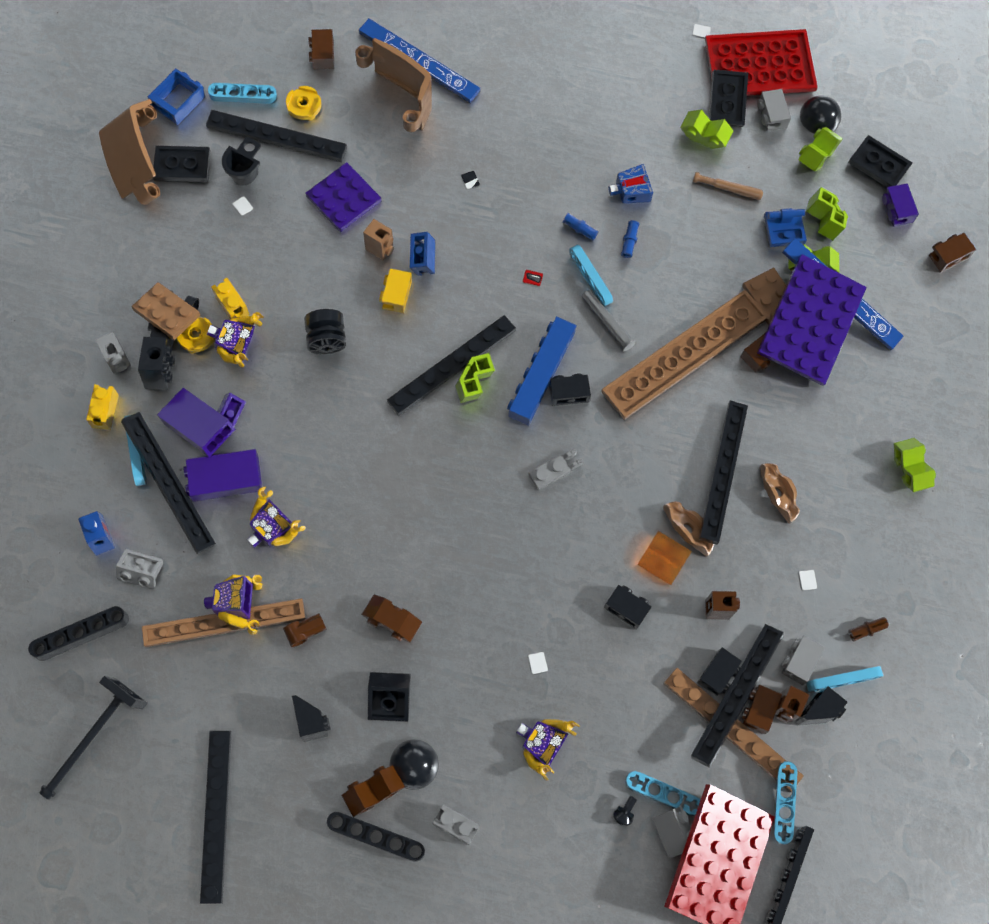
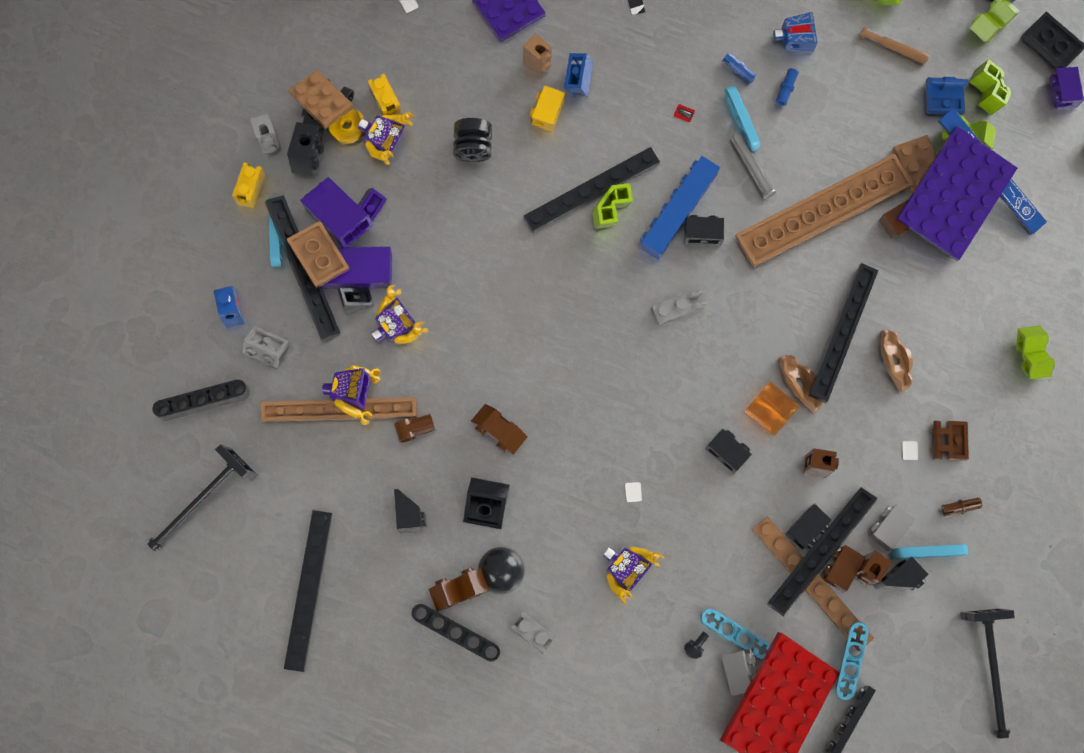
camera: 10 degrees right, 5 degrees up
(182, 466) = (318, 254): none -> medium nougat plate
(226, 507) = (355, 299): none -> black slope
(852, 562) = (957, 440): none -> reddish brown plate
(913, 737) = (987, 617): none -> black tile

